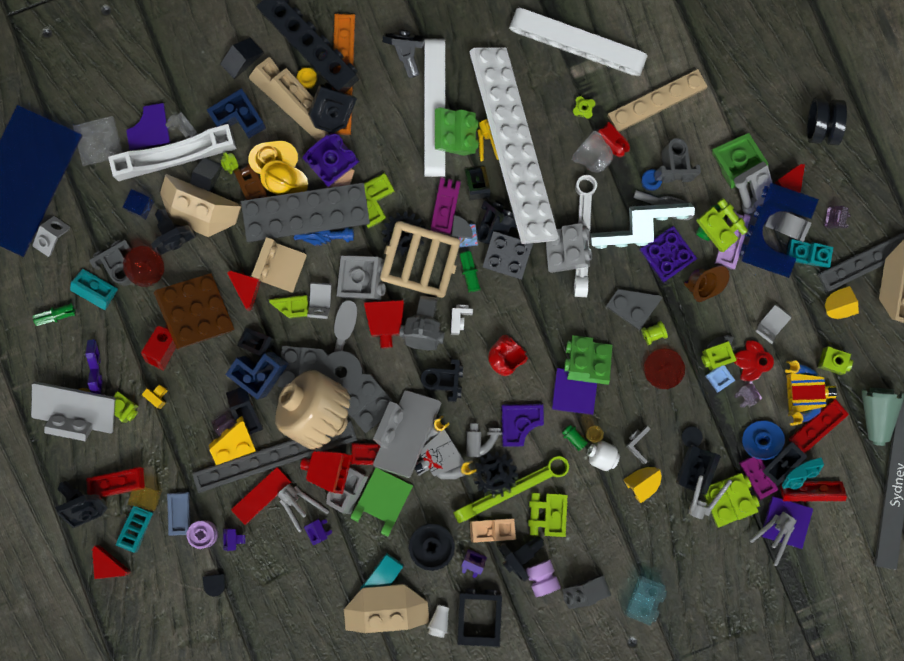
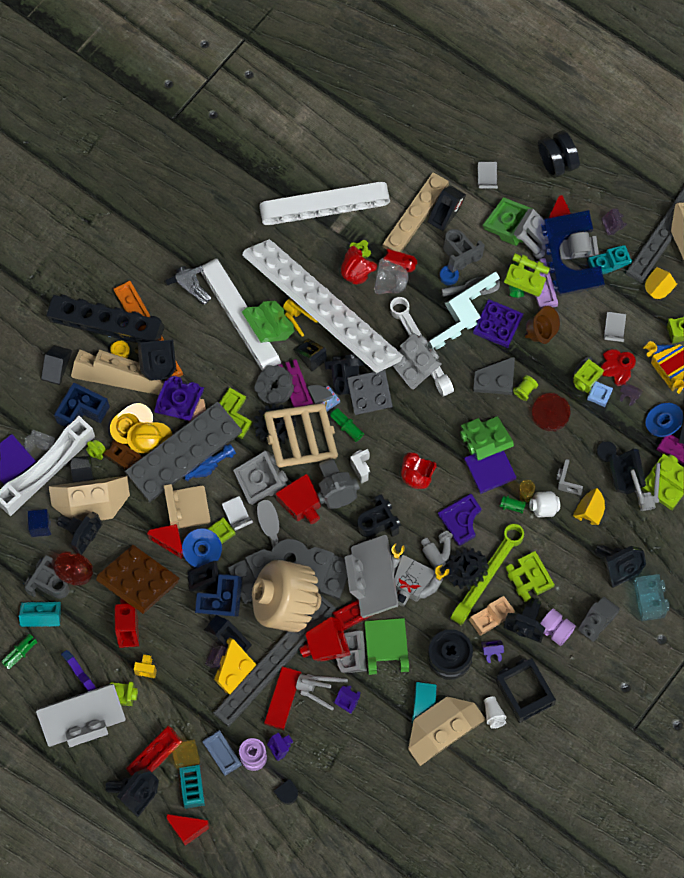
camera: 25 degrees left, 15 degrees down
(260, 319) = (197, 538): none -> blue dish
(415, 192) = (265, 381): none -> dark grey plate
(566, 125) = (355, 267): none -> red hair
(637, 554) = (622, 564): none -> black piece
(689, 112) = (446, 207): none -> black slope
(746, 103) = (487, 175): none -> light grey bracket

